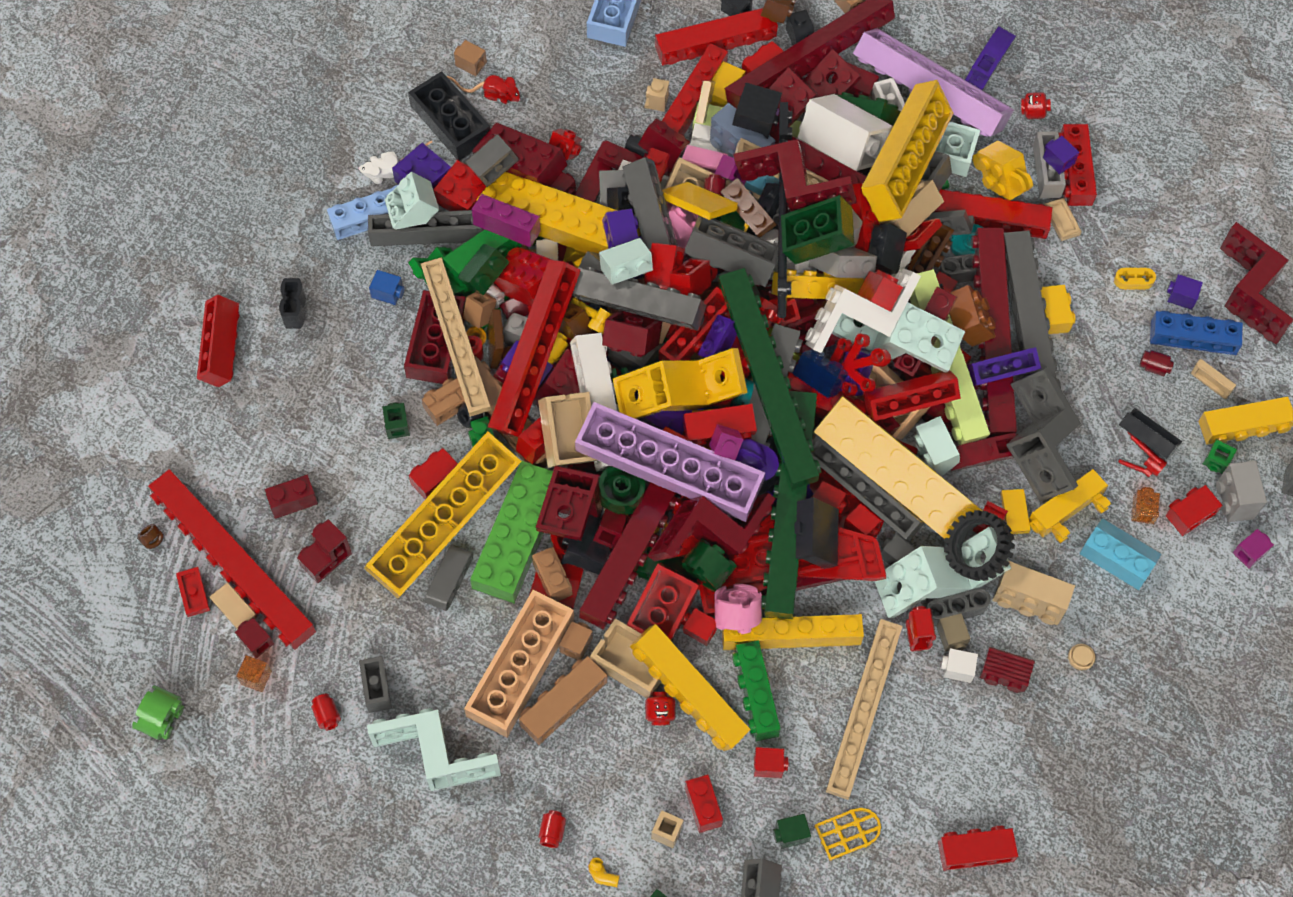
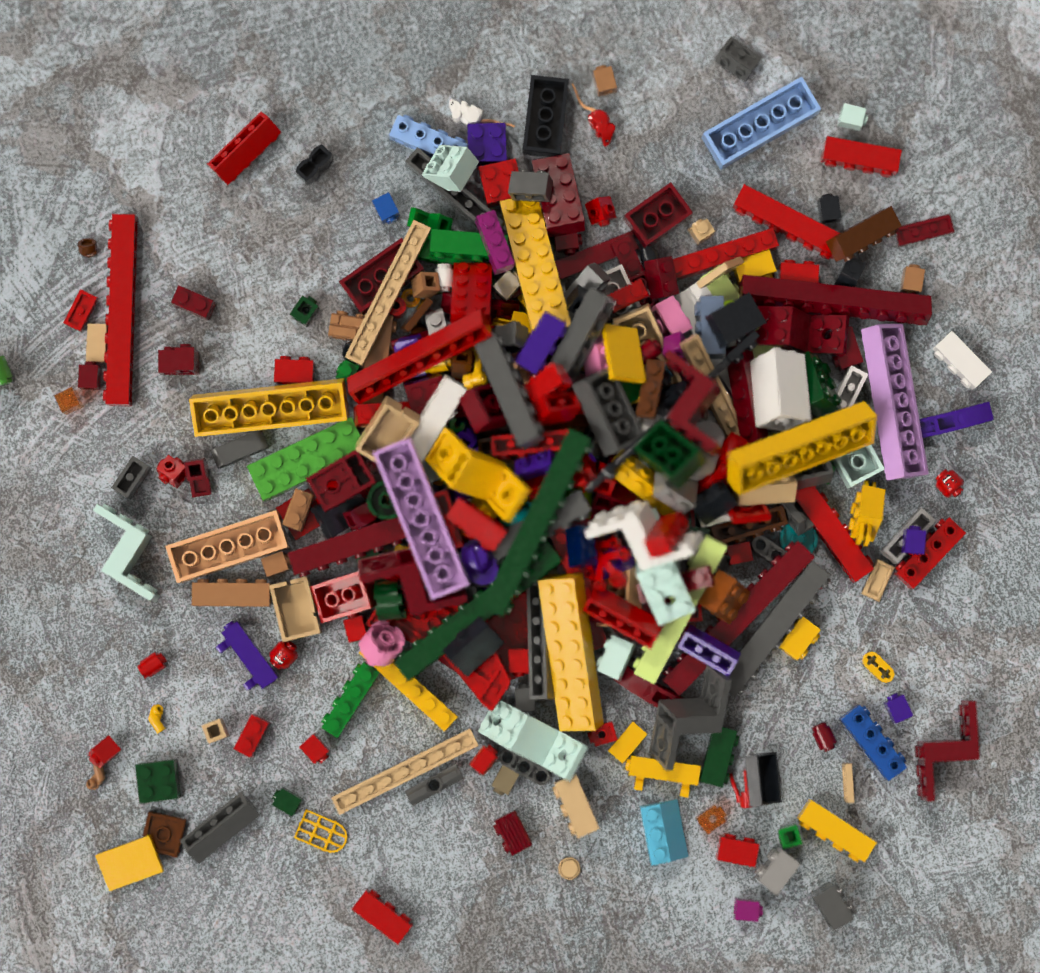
camera: 45 degrees right, 20 degrees up
(325, 712) = (89, 465): red brick -> none
(407, 646) = (171, 471): none -> red brick
(431, 628) = (198, 476): none -> dark red brick
(483, 269) = (447, 264): dark green brick -> none
(612, 110) = (658, 215): none -> dark red brick
(626, 261) = (522, 361): light aqua brick -> none
(630, 737) = (249, 654): none -> dark purple brick
(689, 688) = (307, 662): yellow brick -> none
(726, 442) = (464, 542): magenta brick -> none
(831, 496) = (512, 627): red brick -> none
(898, 706) = (423, 791): none -> dark grey piece
(947, 19) = (961, 361): none -> white brick
(957, 537) = (547, 740): black tyre -> none
(959, 665) = (487, 802): white brick -> none
(1097, 451) = (718, 757): none -> dark green brick

